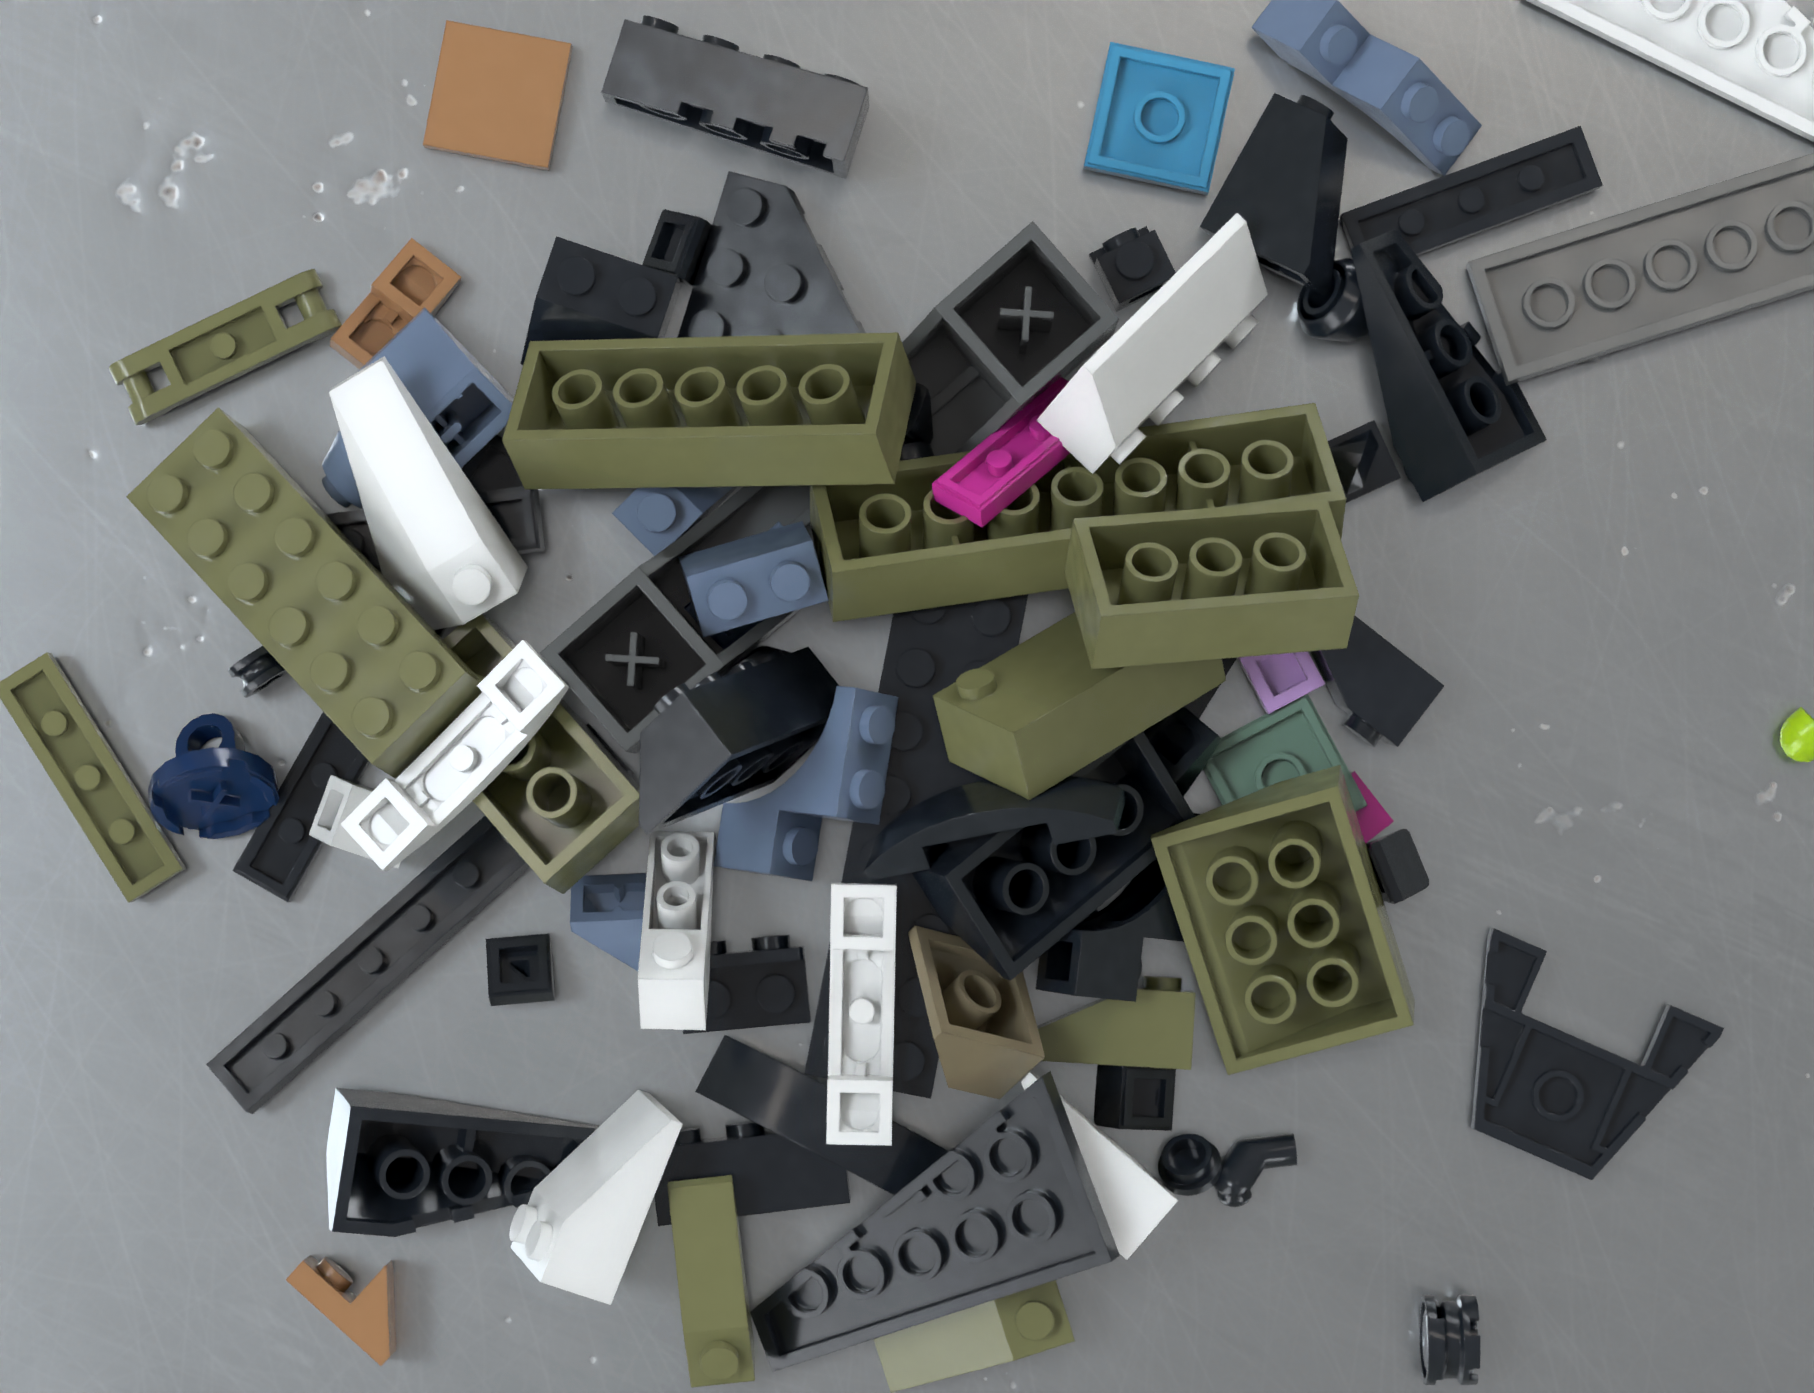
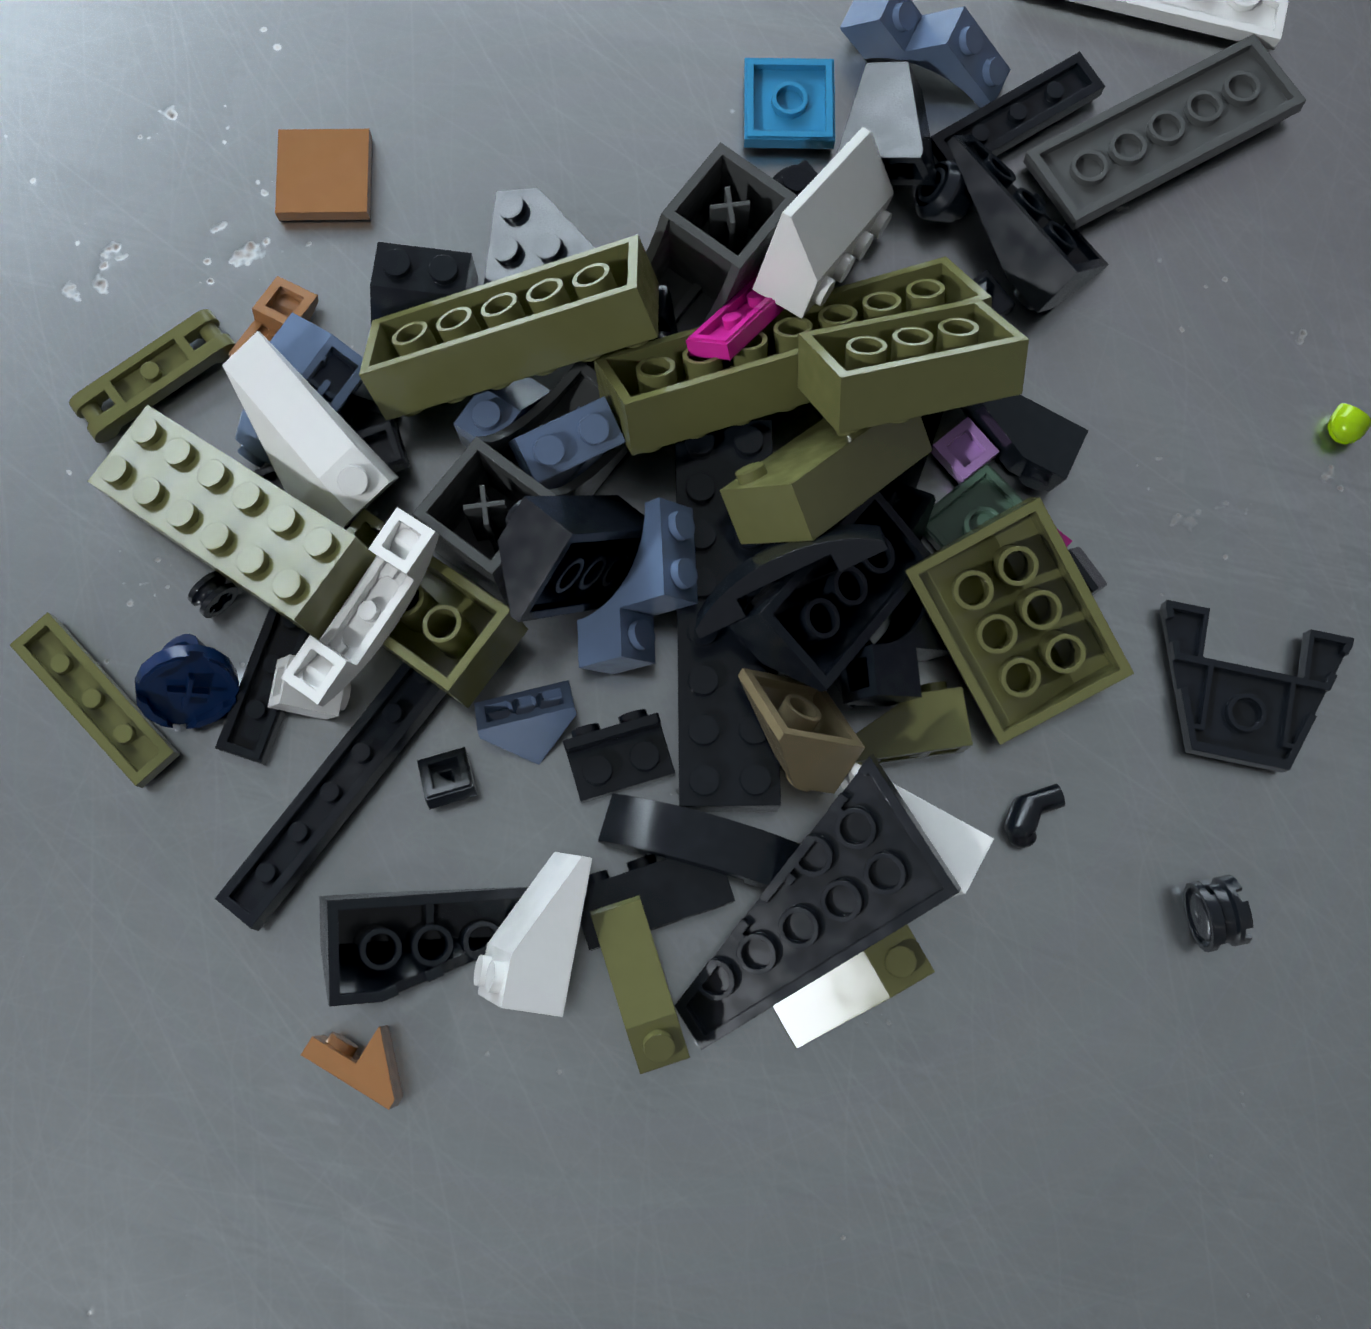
camera: 20 degrees left, 10 degrees down
(676, 931) = (559, 718): white slope -> none
(678, 245) = (474, 239): black slope -> none
(737, 95) = (495, 134): wedge -> none
(861, 1014) = (714, 743): white slope -> none
(1134, 1097) = (931, 778): black slope -> none
(1189, 1165) = (988, 817): black plate -> none

